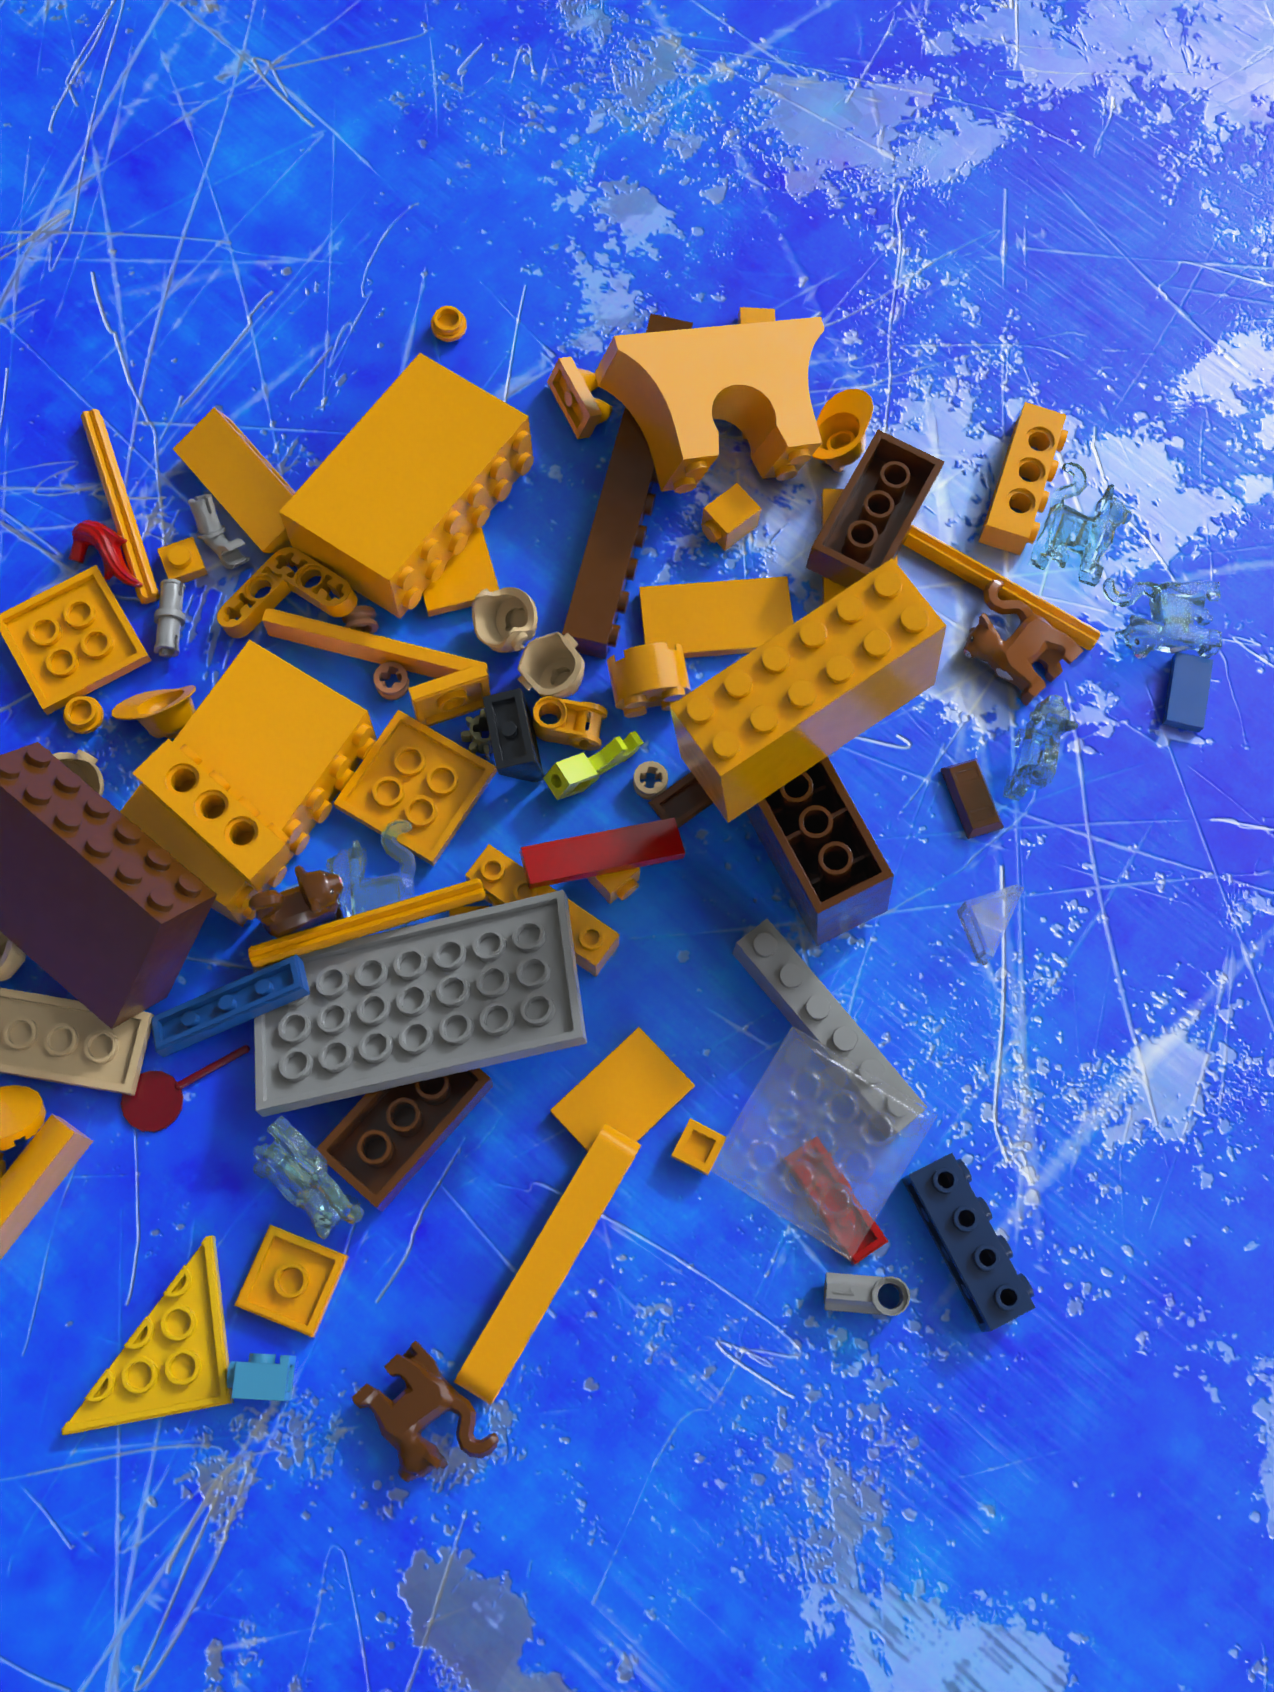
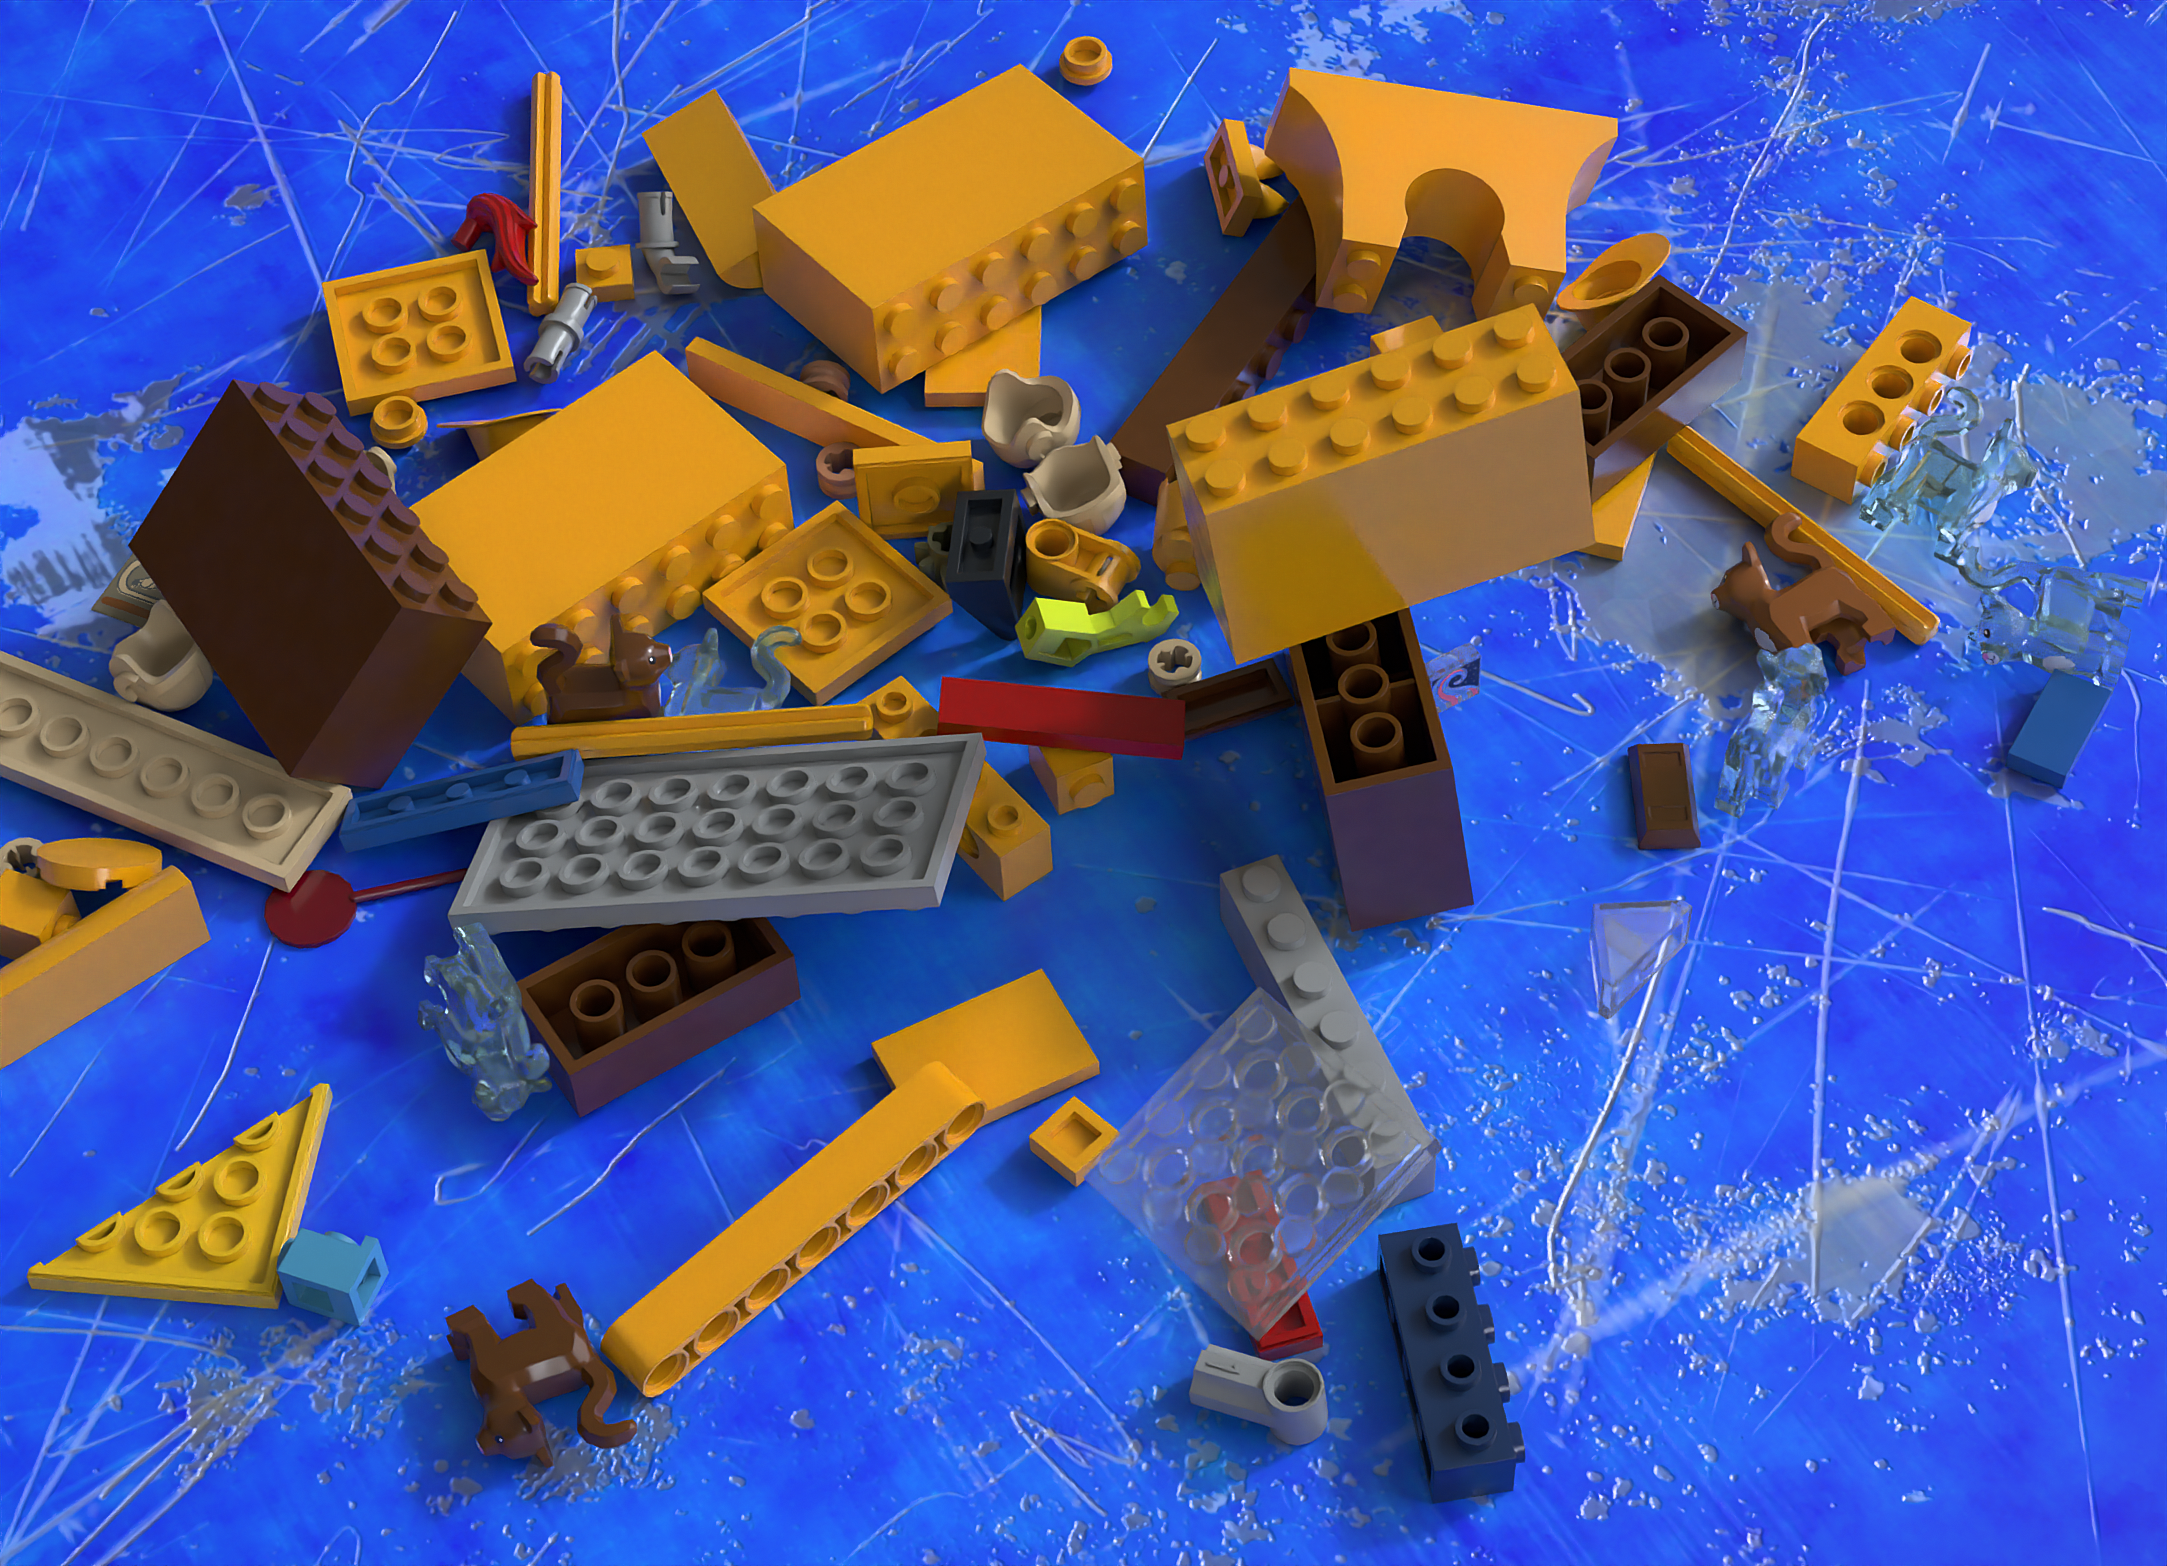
camera: 25 degrees right, 20 degrees down
(254, 862) = (525, 530): light orange brick -> none
(282, 581) = (743, 309): light orange beam -> none
(291, 1281) = (419, 1172): light orange tile -> none

